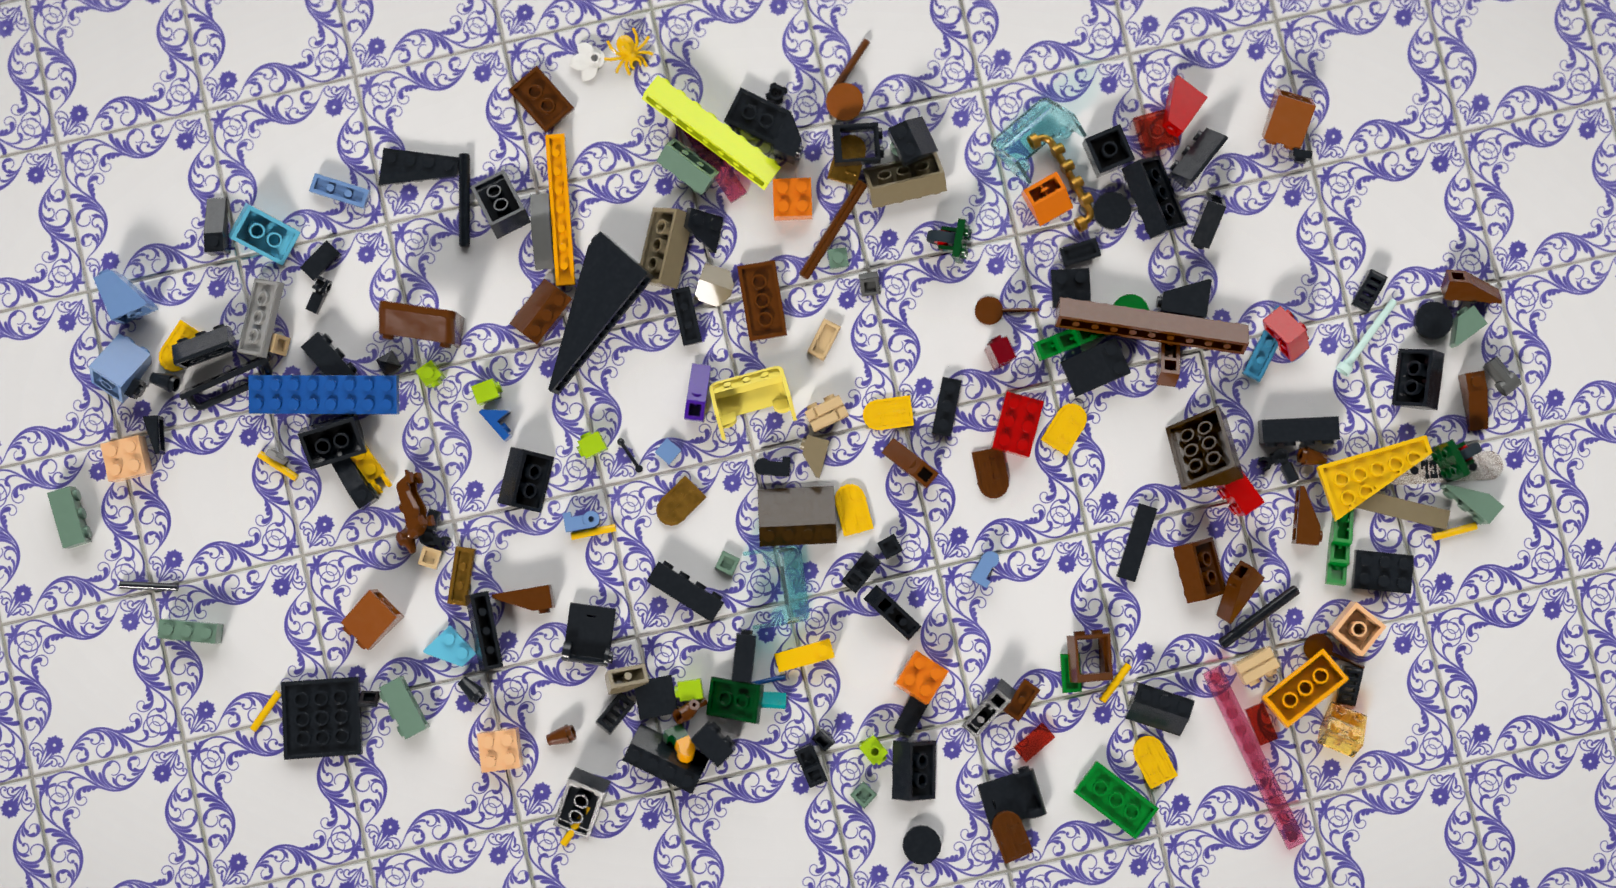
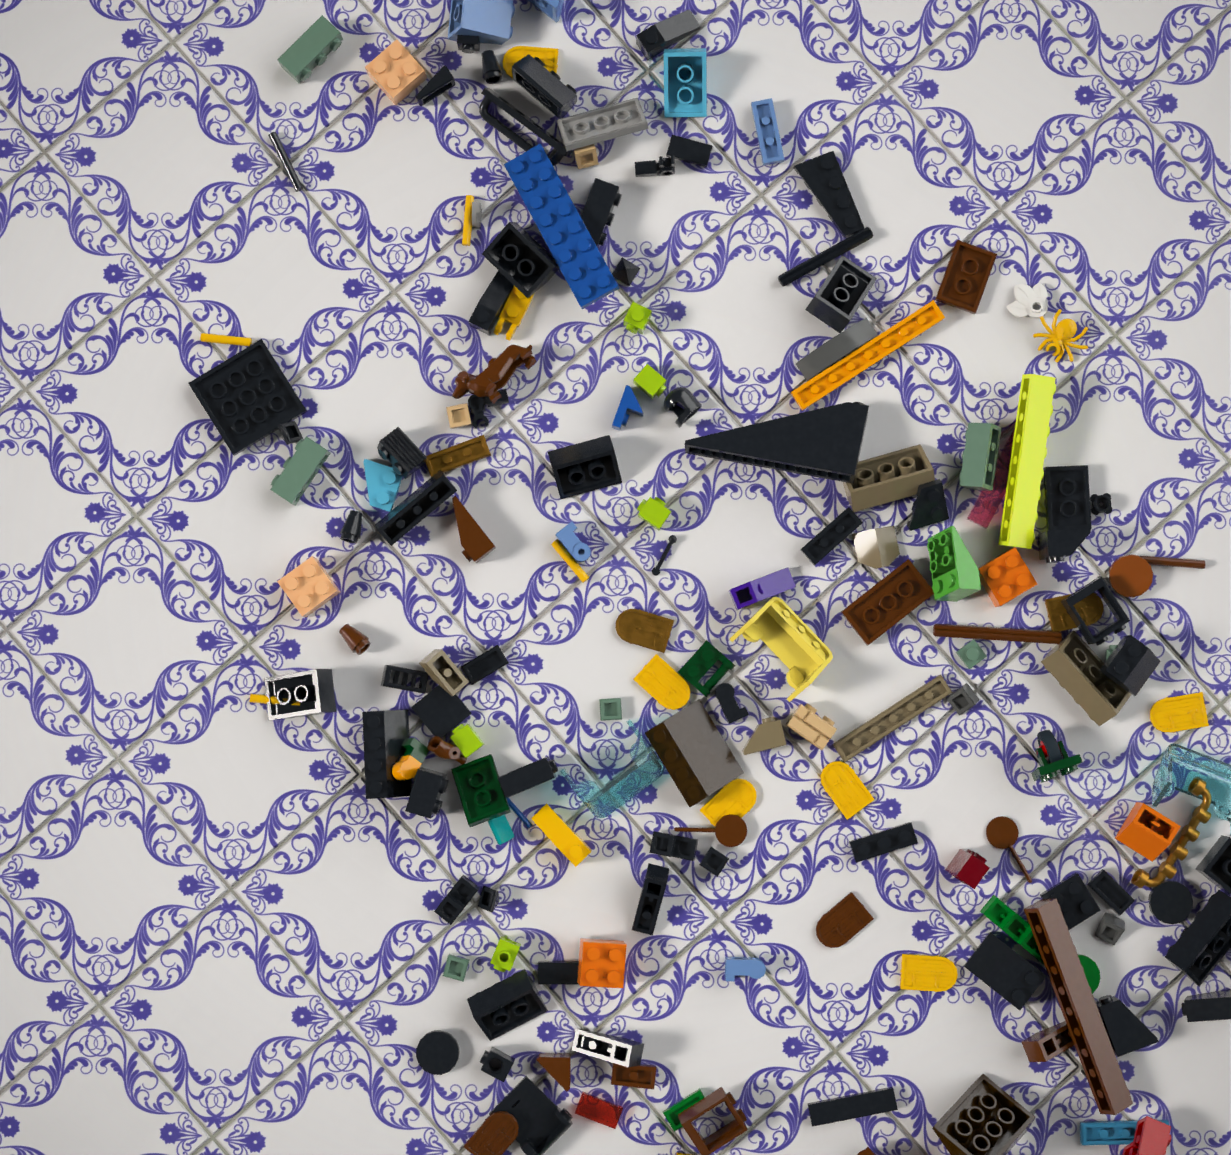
camera: 65 degrees right, 0 degrees up
(190, 631) = (263, 225): sand green brick -> none
(371, 619) = (368, 392): dark orange slope -> none
(420, 323) = (682, 281): reddish brown windscreen -> none
(434, 619) = (401, 453): none -> black brick
(517, 370) = (688, 401): none -> black helmet
(542, 312) = (757, 393): reddish brown slope -> none
(588, 637) = (464, 612): black door -> none
(638, 643) = (484, 664): none -> black tile
(668, 451) = (688, 590): medium blue tile -> none
(685, 591) = (561, 682): black brick -> none
(730, 473) = (700, 663): none -> dark green plate
(730, 510) = (663, 684): none -> yellow window
(761, 236) = (952, 567): none -> bright green slope
(824, 339) = (883, 684): tan tile -> none
(854, 347) = (892, 718): none -> dark tan tile
(873, 522) = (729, 830): none -> reddish brown piece
(910, 463) = (807, 837): reddish brown slope -> none
(964, 802) = (498, 1073): none -> black brick
(971, 123) = (1179, 713): none -> yellow window
(983, 755) = (558, 1066): none -> reddish brown slope
(1017, 424) = (904, 923): red brick -> none
(1107, 268) = (1110, 928): none -> dark grey slope

